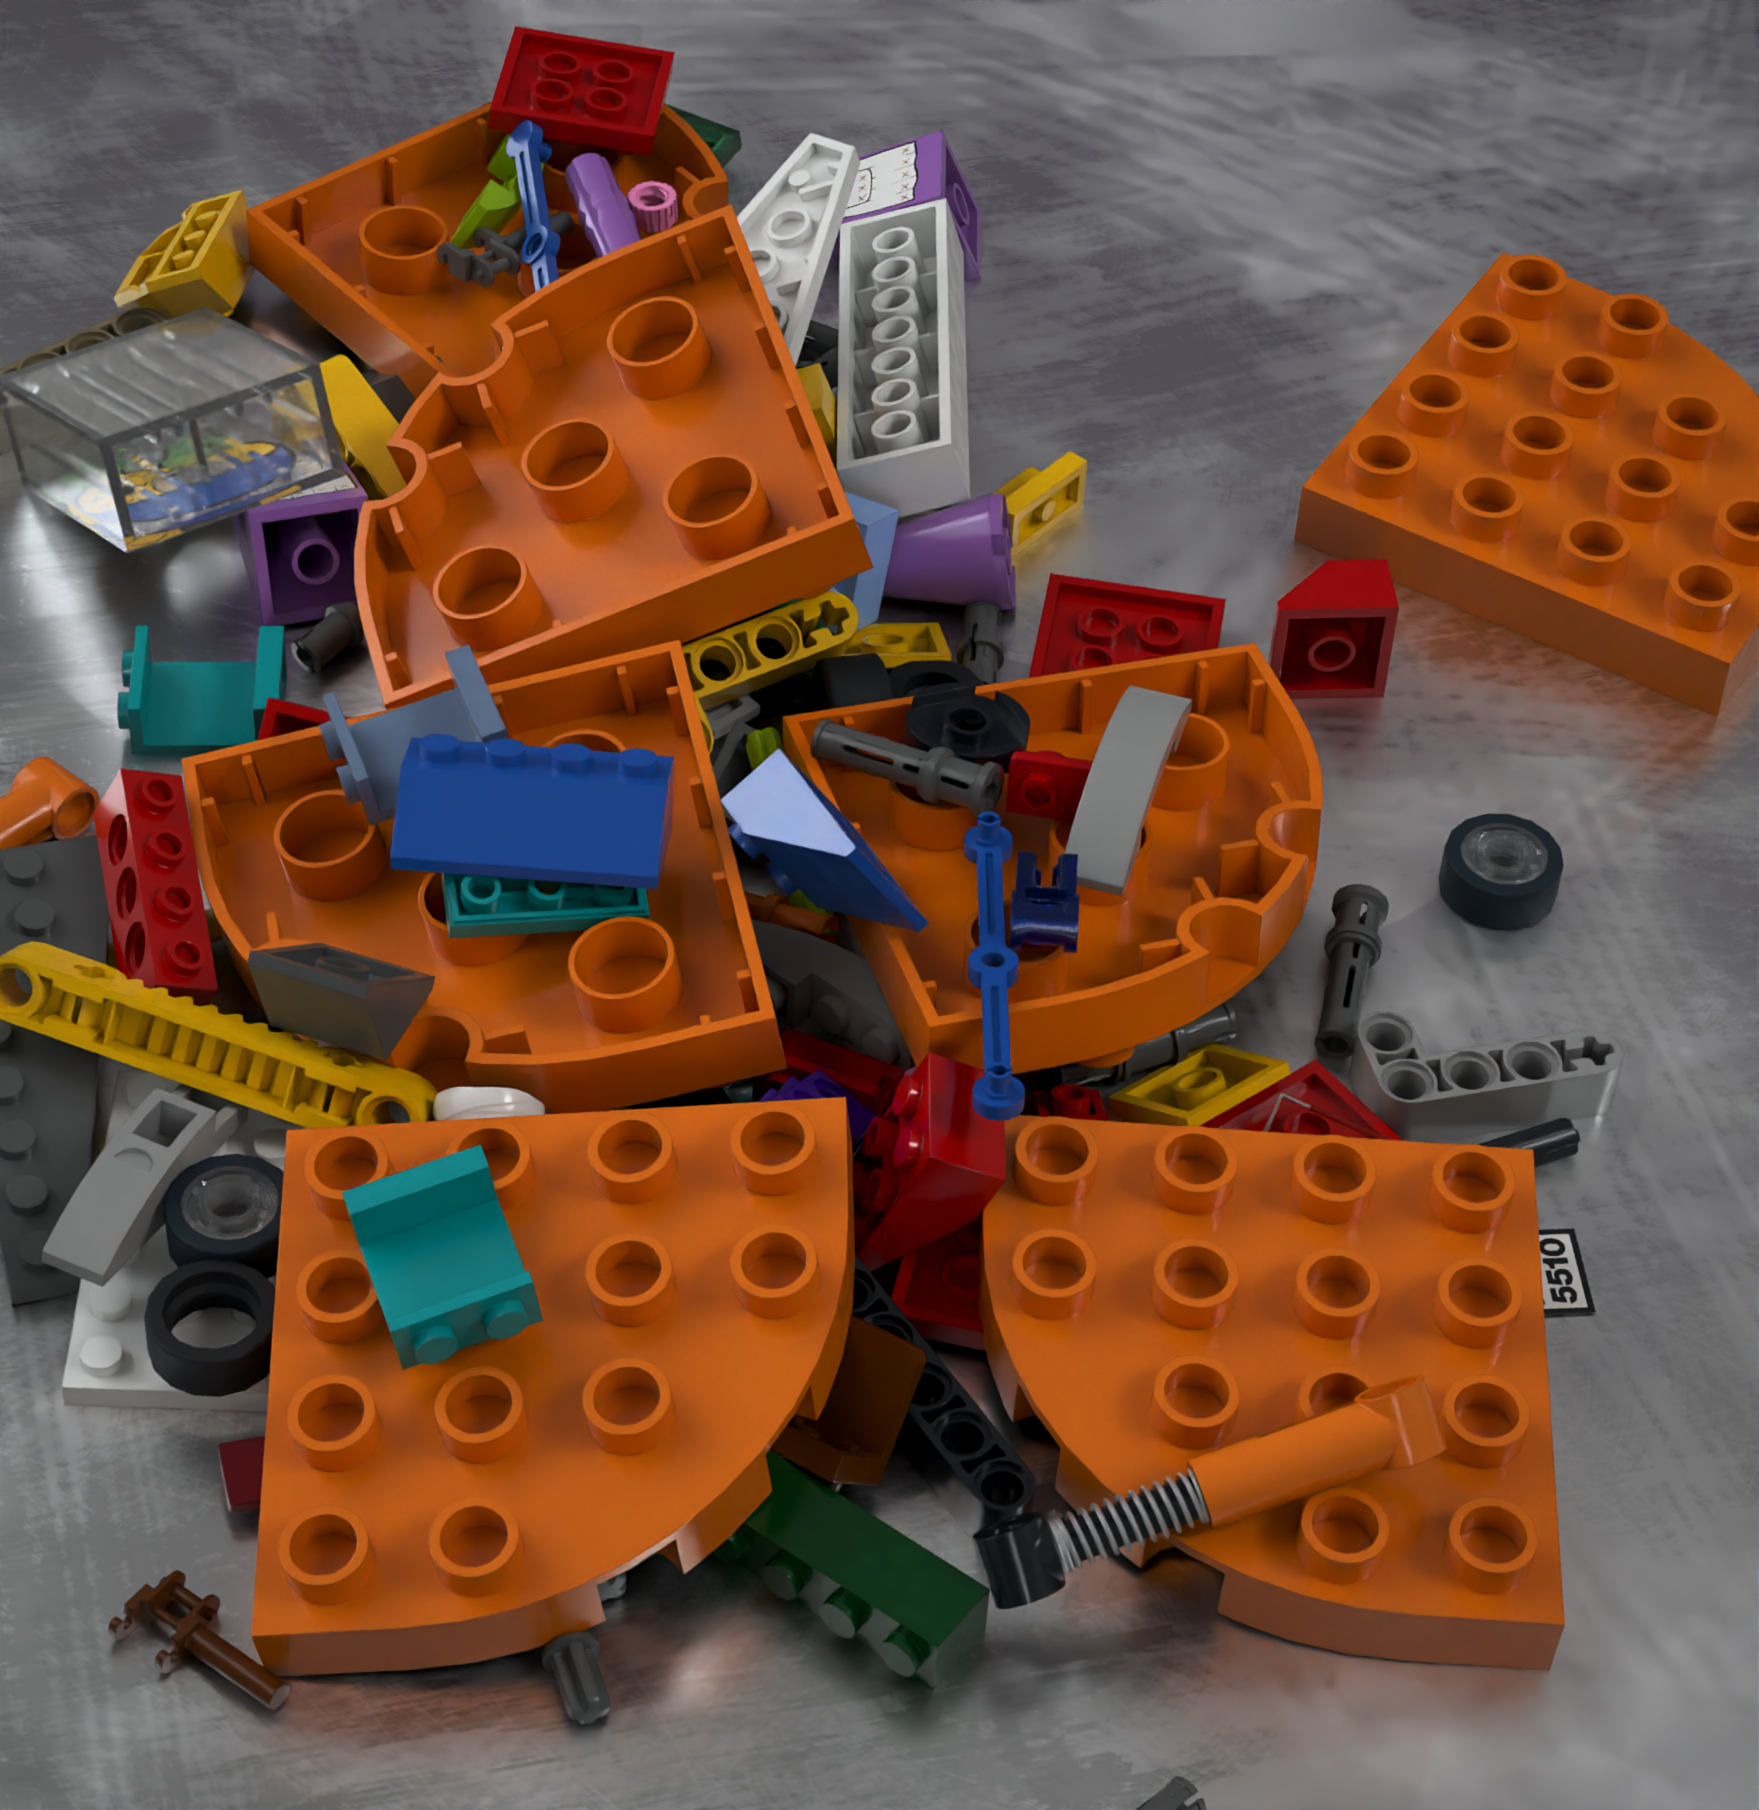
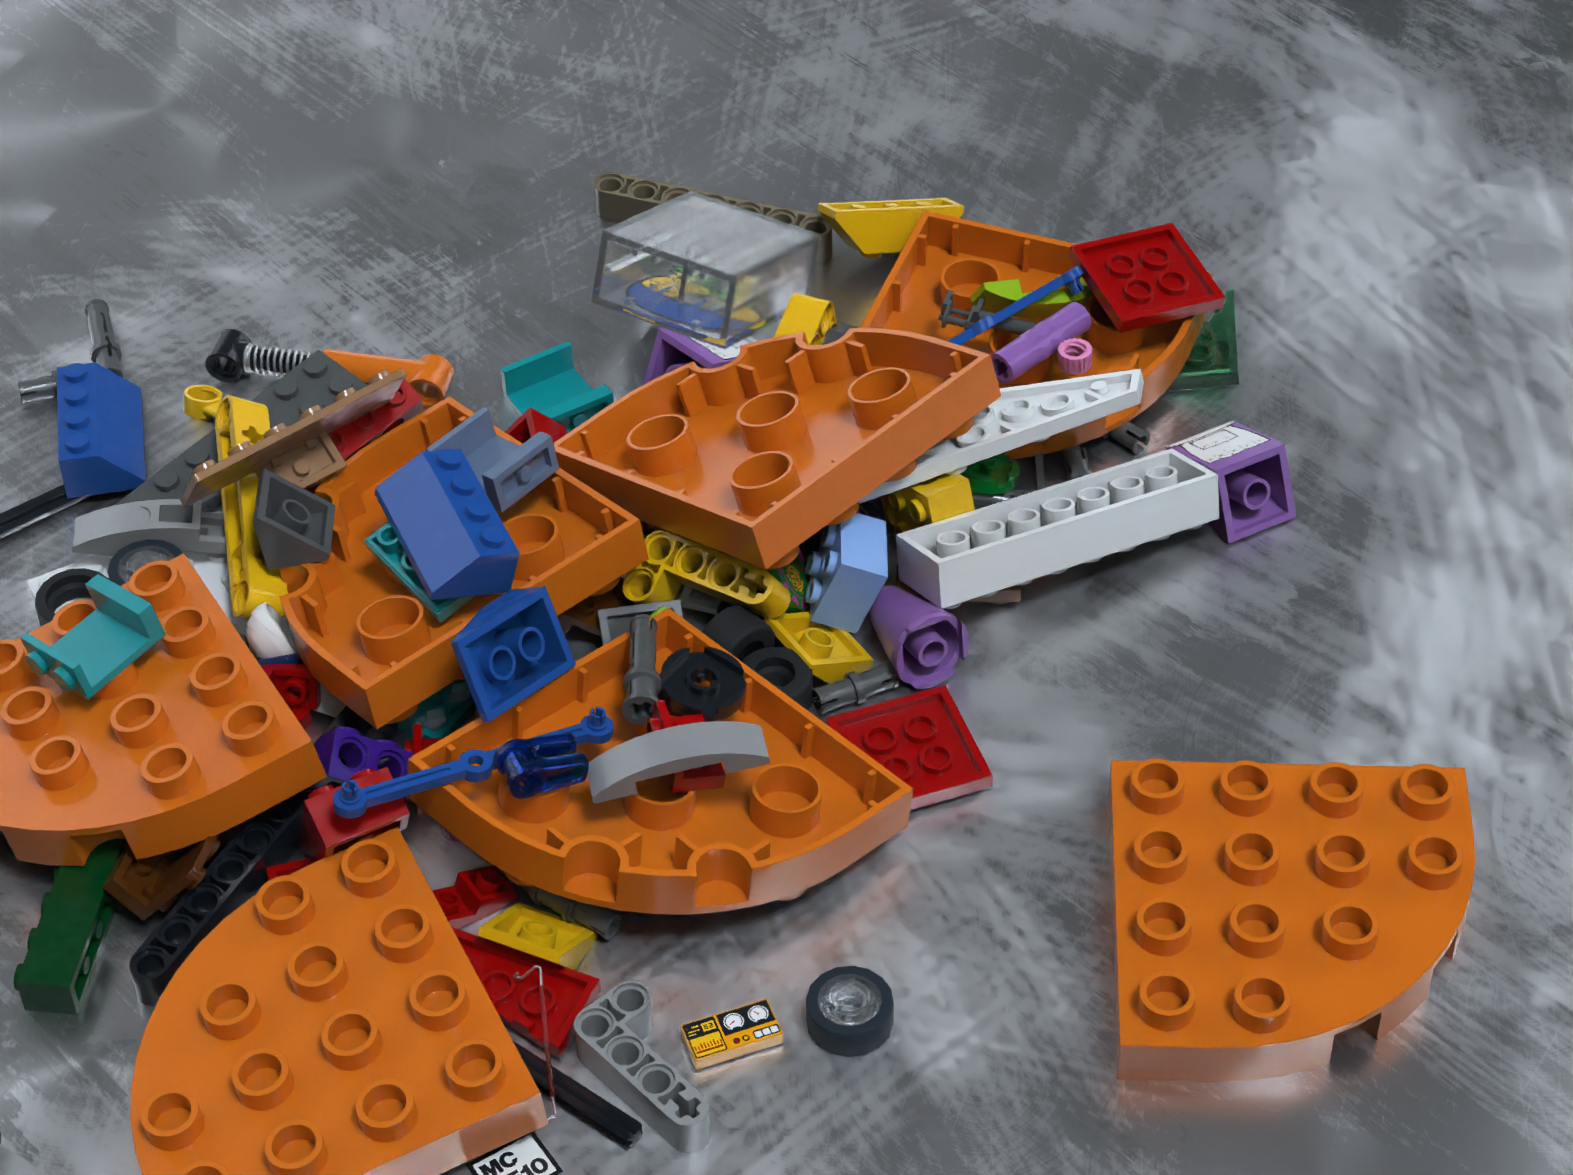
camera: 65 degrees right, 0 degrees up
(207, 905) = (296, 452): none -> medium nougat bracket
(1043, 498) = (1012, 655): yellow panel -> none
(1336, 631) = (987, 832): red slope -> none
(1352, 950) = (719, 963): dark grey pin -> none
(1379, 1430) = (223, 1087): piece -> none
(1462, 989) = (731, 1034): none -> tile

